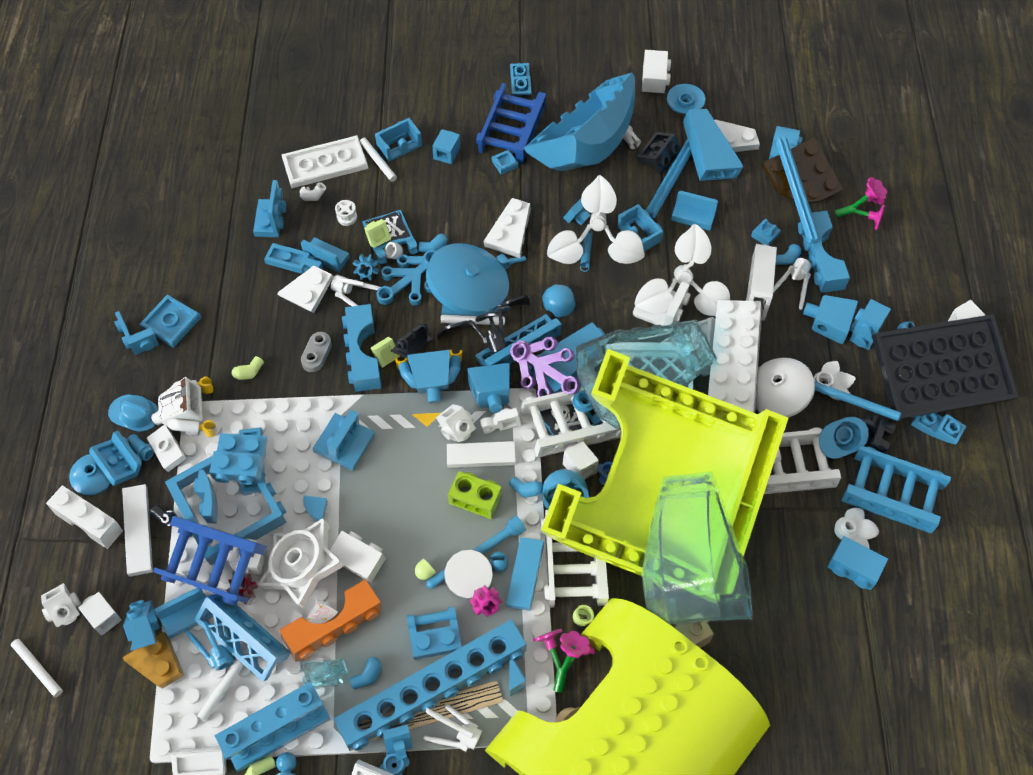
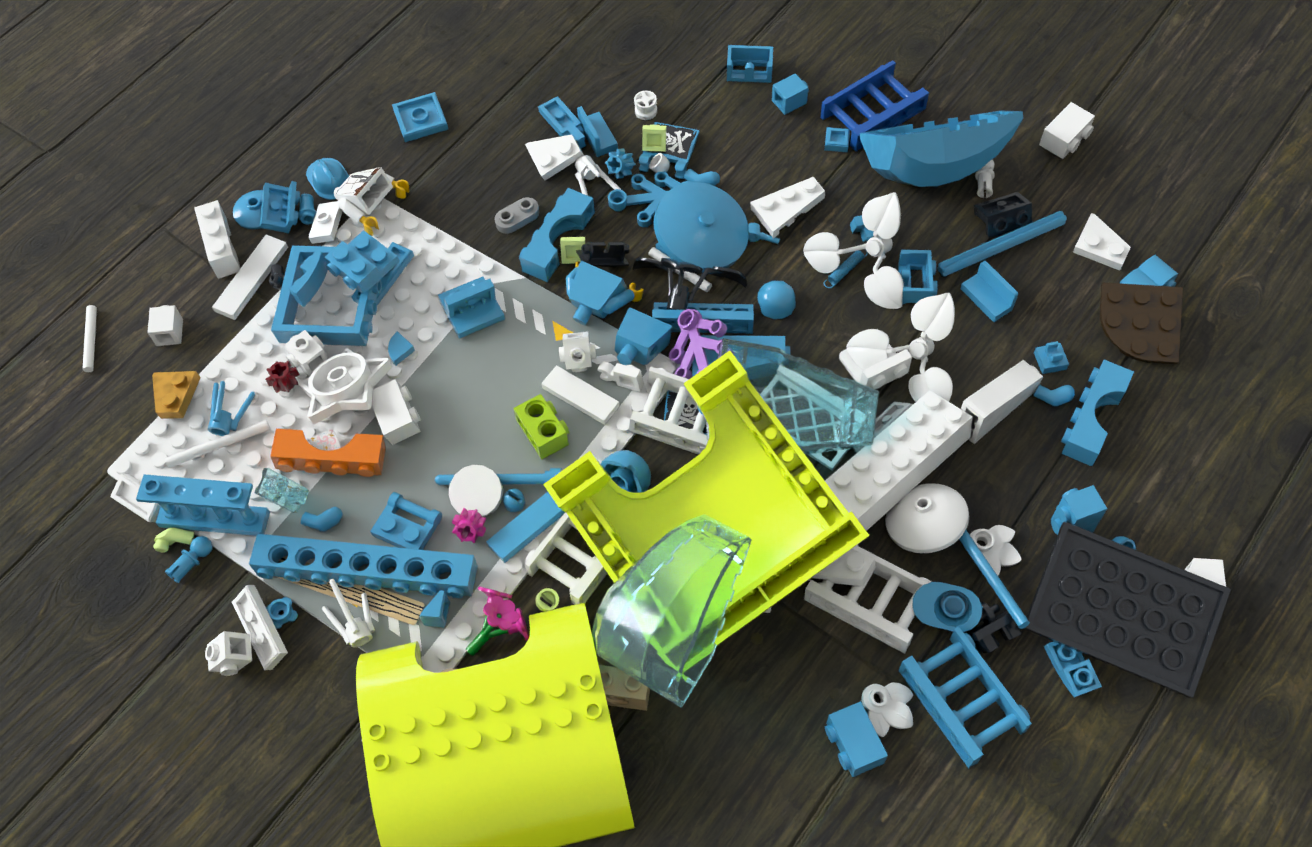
camera: 40 degrees right, 0 degrees up
(60, 606) = (140, 297): white brick -> none
(138, 342) = (377, 118): dark azure bracket -> none
(140, 624) = (181, 351): dark azure window -> none
(180, 612) = (225, 365): dark azure panel -> none
(226, 543) = (291, 325): blue fence -> none
(242, 629) = (251, 410): dark azure fence -> none
(248, 371) = (445, 197): yellowish green arm -> none
(269, 213) = (578, 67): dark azure bracket -> none
(312, 195) = (630, 72): white arm -> none
(324, 161) = (667, 49): white tile -> none
(378, 159) = (717, 73): white bar -> none
(397, 741) = (296, 592): dark azure tile -> none
(424, 570) = (443, 463): yellowish green hinge -> none
(520, 79) = (920, 69): dark azure slope -> none
(526, 489) = (588, 444): dark azure arm -> none
(581, 460) = (663, 458): white brick -> none
(685, 98) = (1078, 176): dark azure dish -> none
(709, 147) = (1058, 240): dark azure slope -> none
(797, 190) = (1113, 330): dark azure axle -> none
(799, 271) = (1051, 416): white plant -> none
(832, 317) = (1046, 482): dark azure torso -> none
(875, 193) = (1202, 380): dark pink plant -> none

